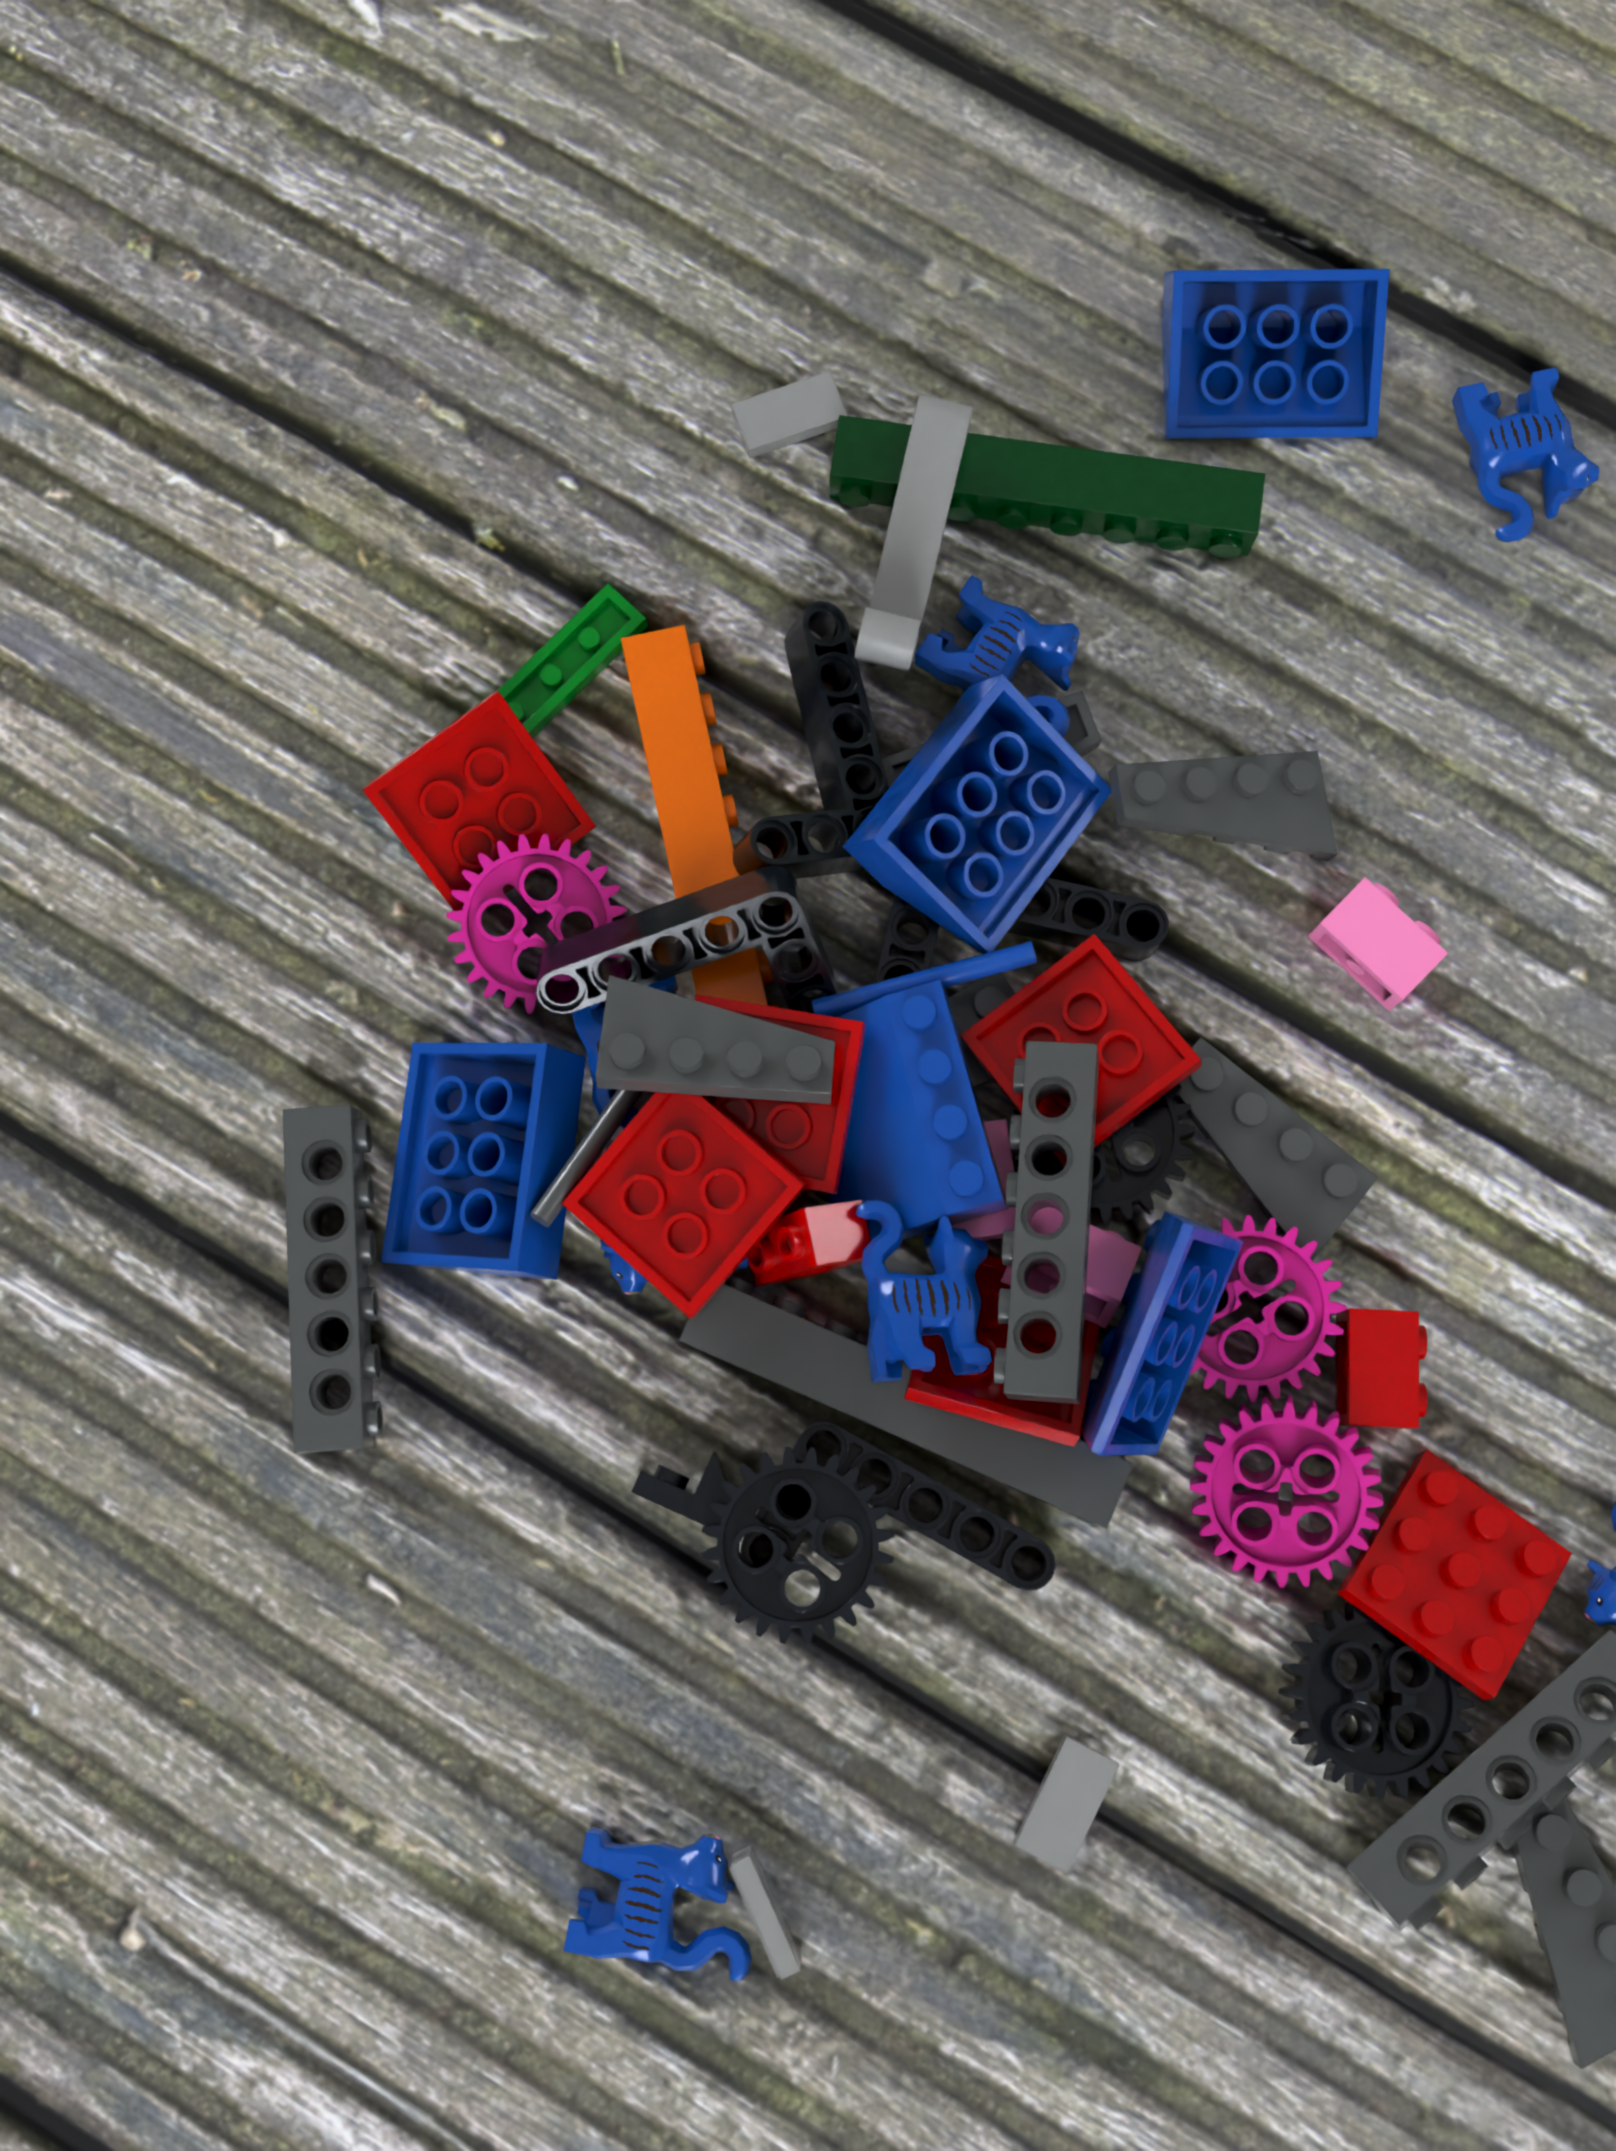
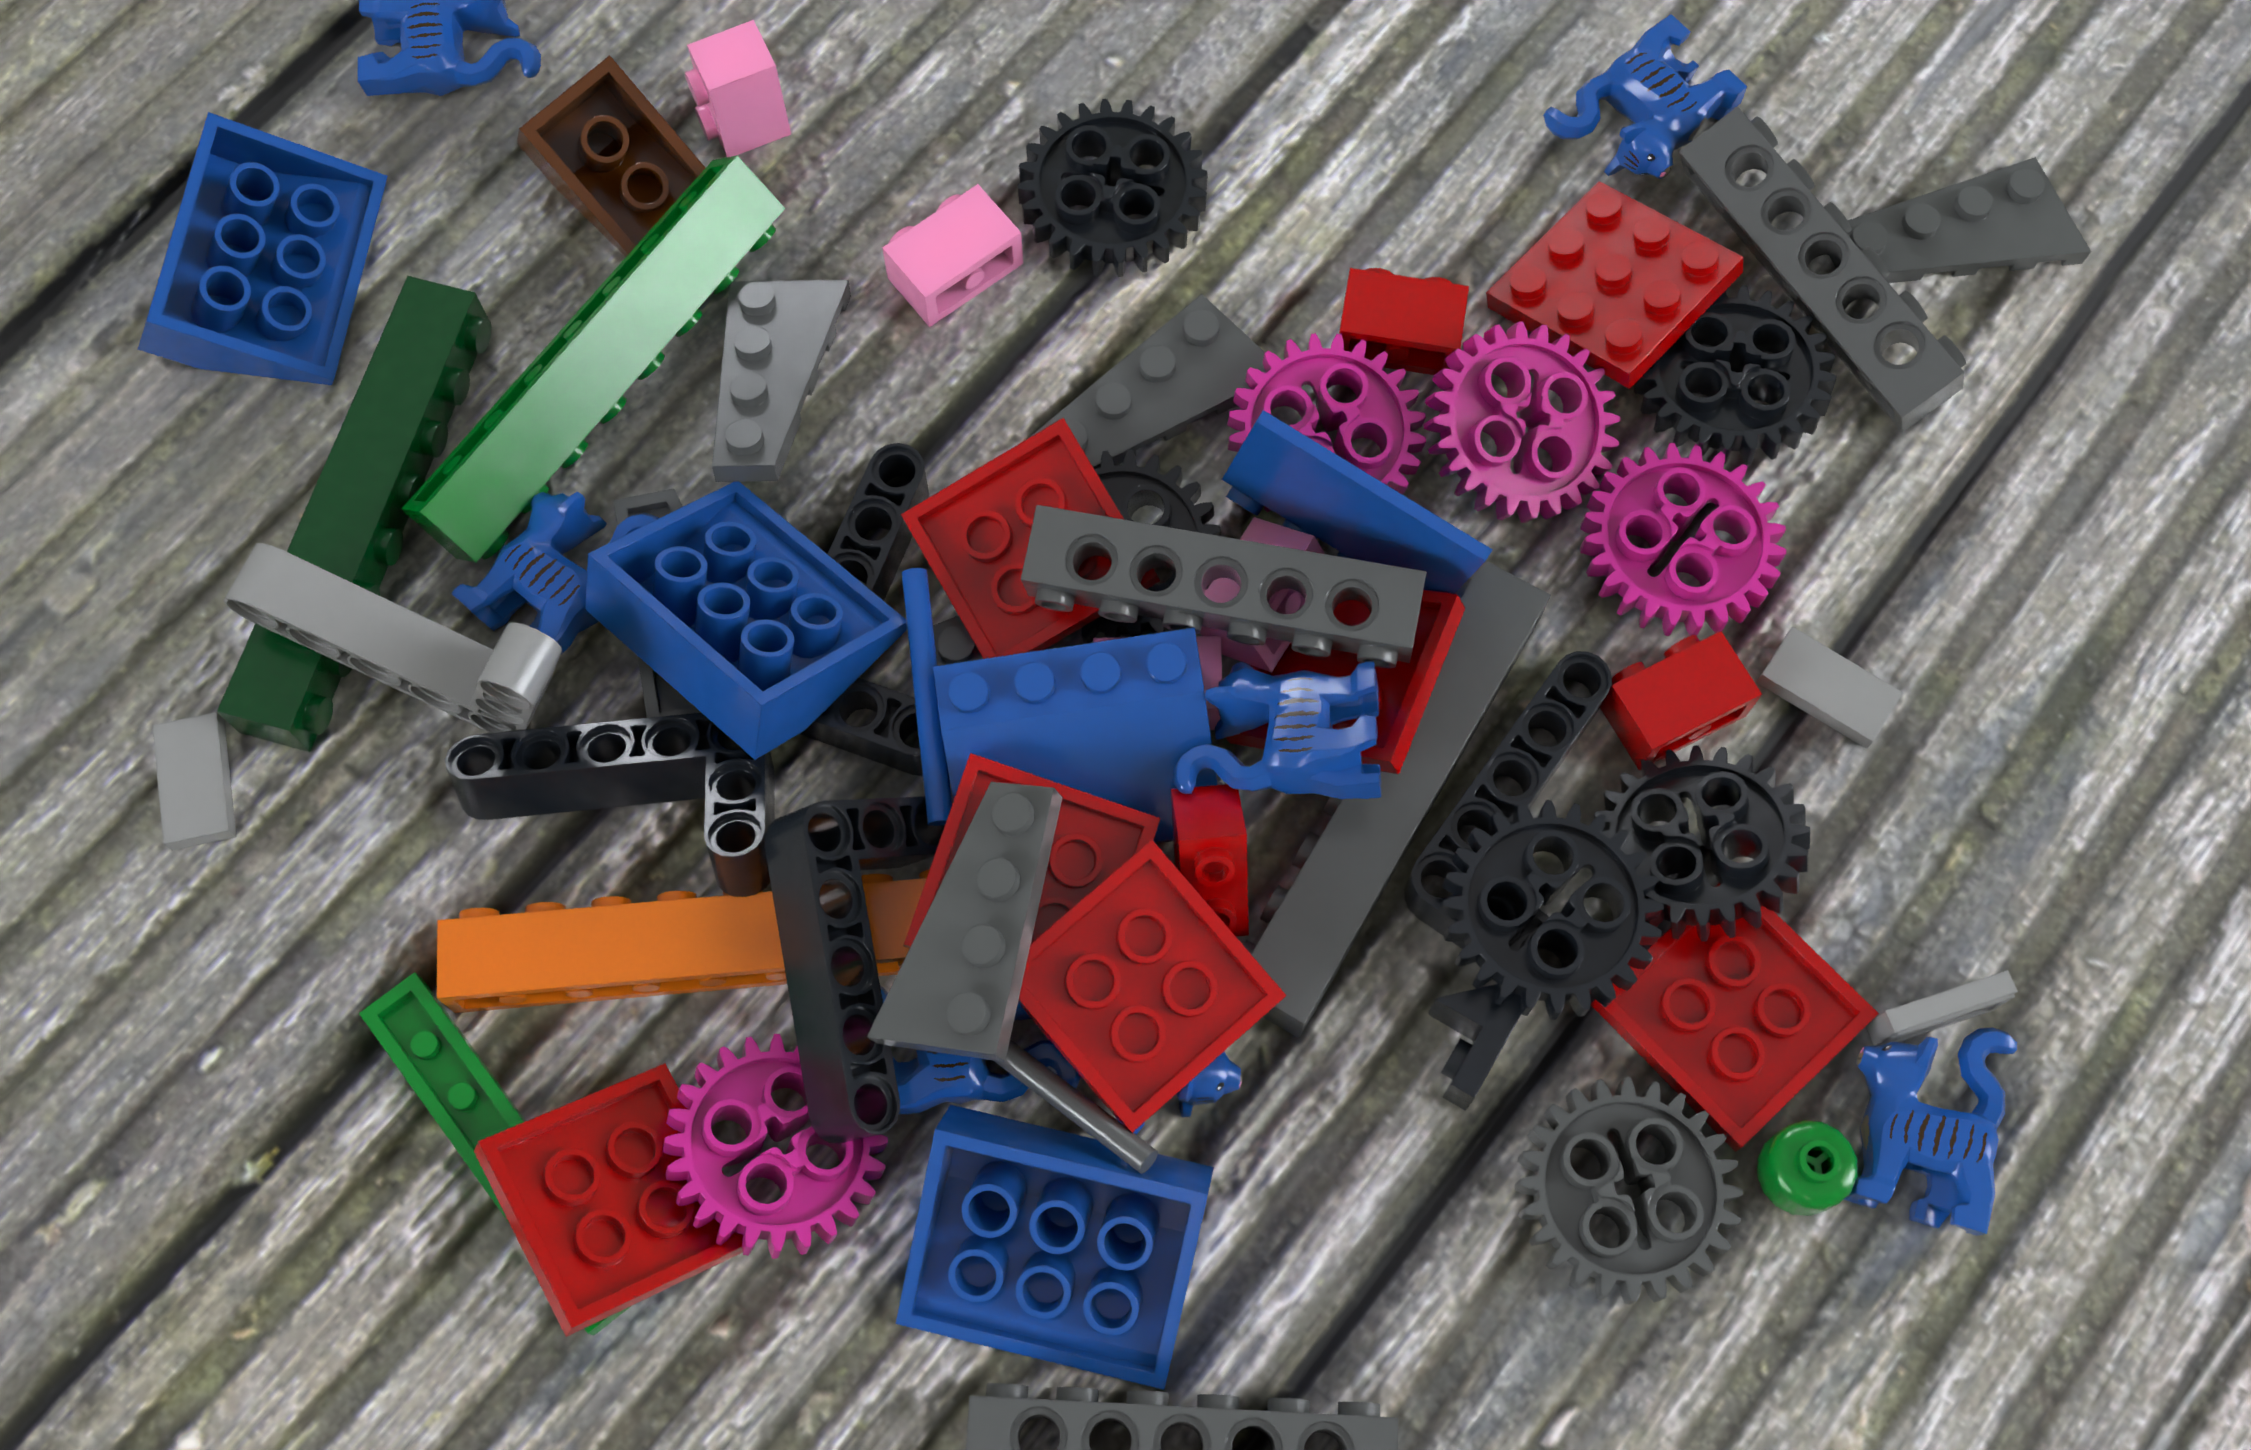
camera: 85 degrees left, 10 degrees down
(593, 1683) = (1688, 1178): none -> dark grey gear
(614, 1769) = (1807, 1168): none -> green head
(745, 1724) = (1737, 1020): none -> red plate
(908, 1732) = (1758, 826): none -> black gear
(1030, 1658) = (1679, 698): none -> red brick
(1163, 1698) = (1728, 573): none -> dark pink gear
(1219, 652) = (595, 361): none -> brick
(1417, 634) = (610, 154): none -> reddish brown slope
(1509, 718) = (737, 90): none -> bright pink brick
(1528, 1084) = (1112, 187): none -> black gear

